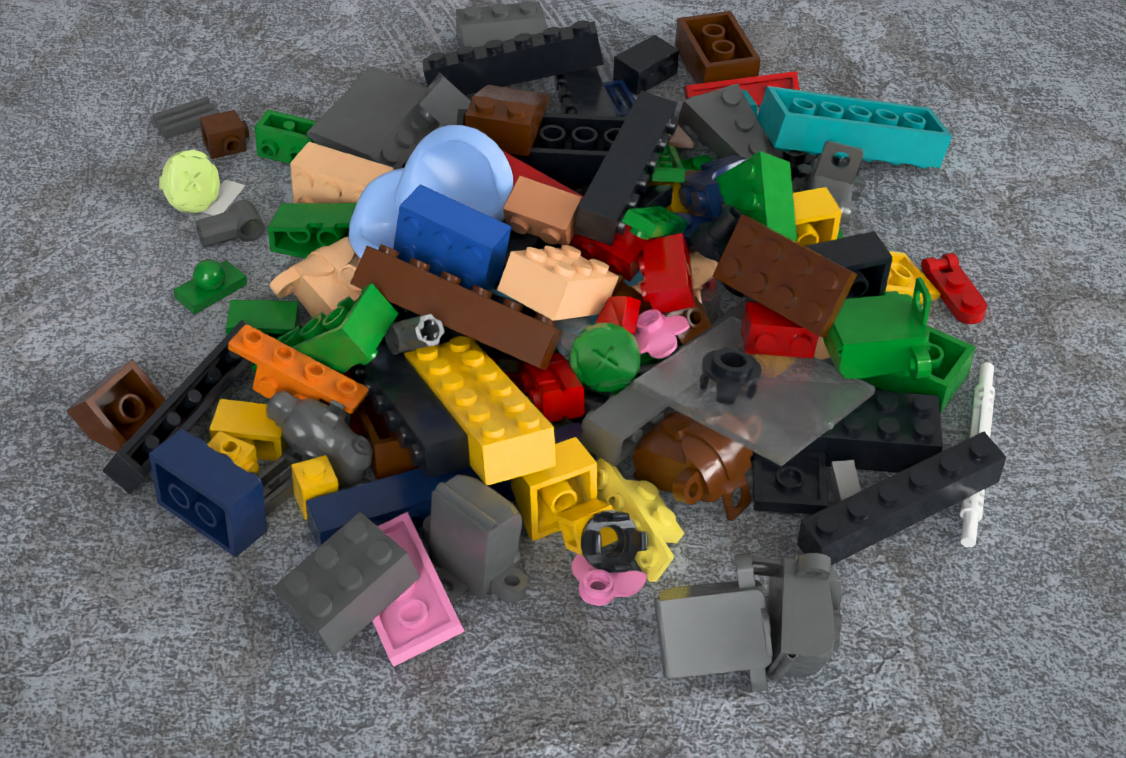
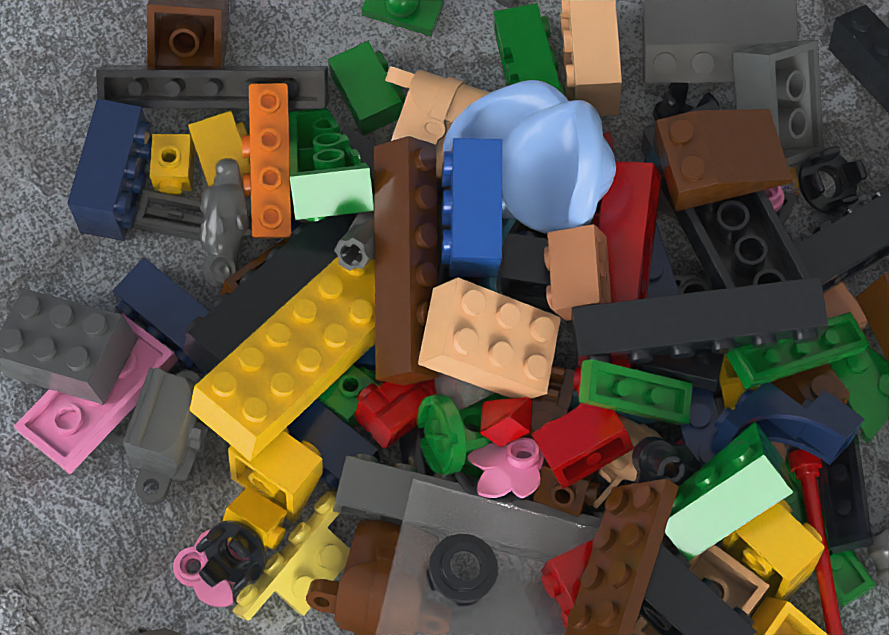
camera: 70 degrees right, 25 degrees up
(312, 480) = (178, 254): yellow brick -> none

